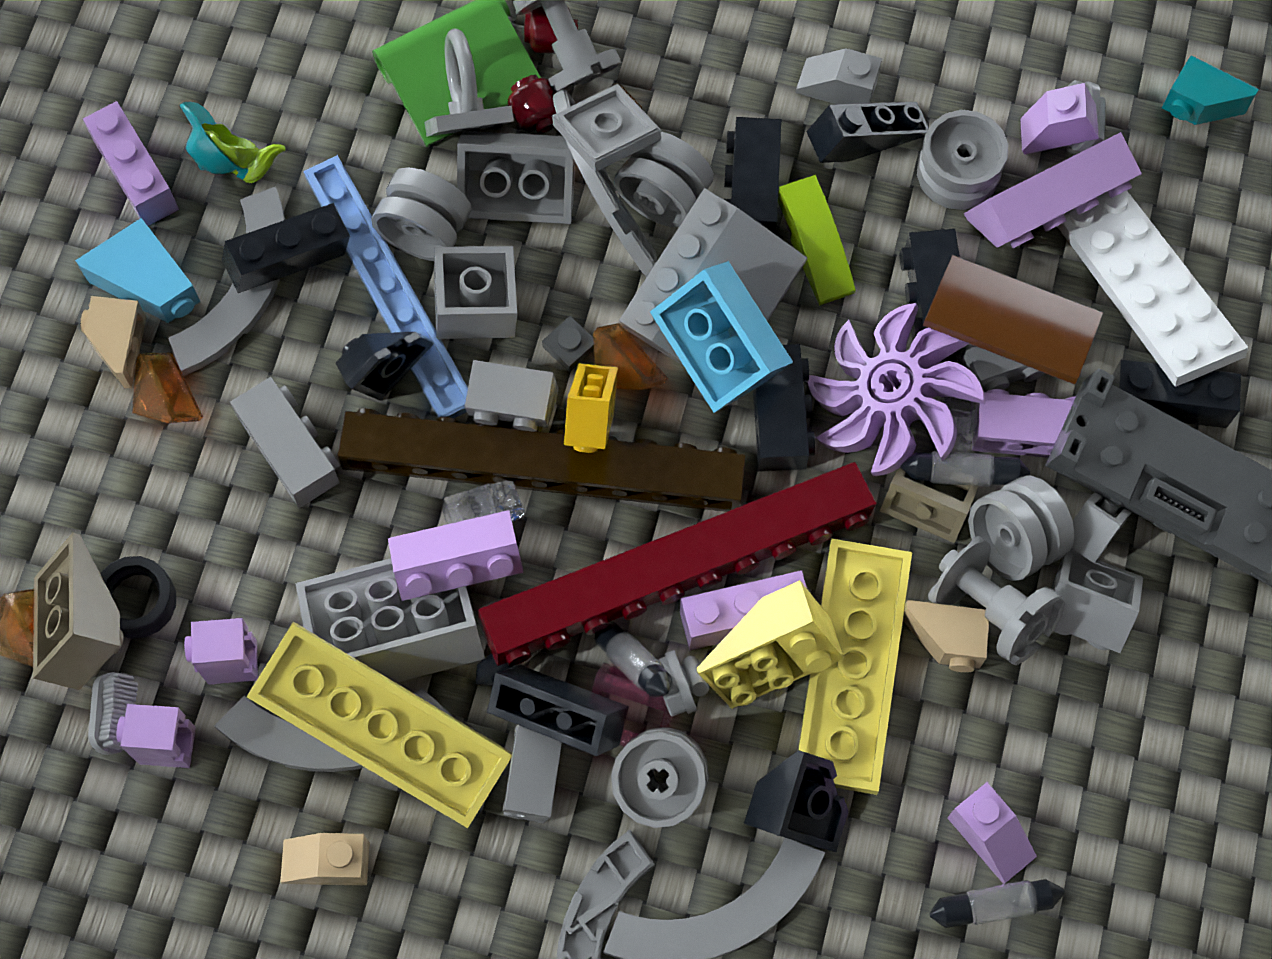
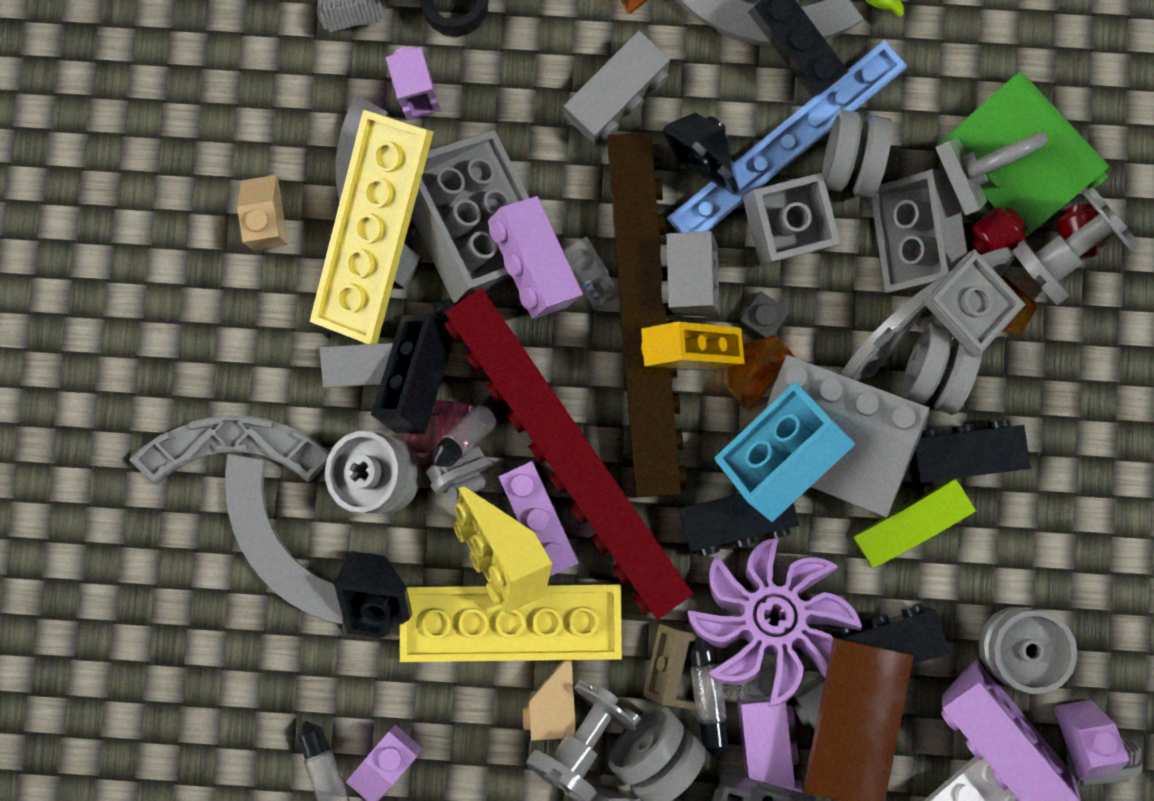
camera: 85 degrees right, 15 degrees up
(156, 735) = (331, 48): lavender brick -> none
(840, 77) = (1093, 517): light grey slope -> none
(863, 129) = (1043, 552): black slope -> none

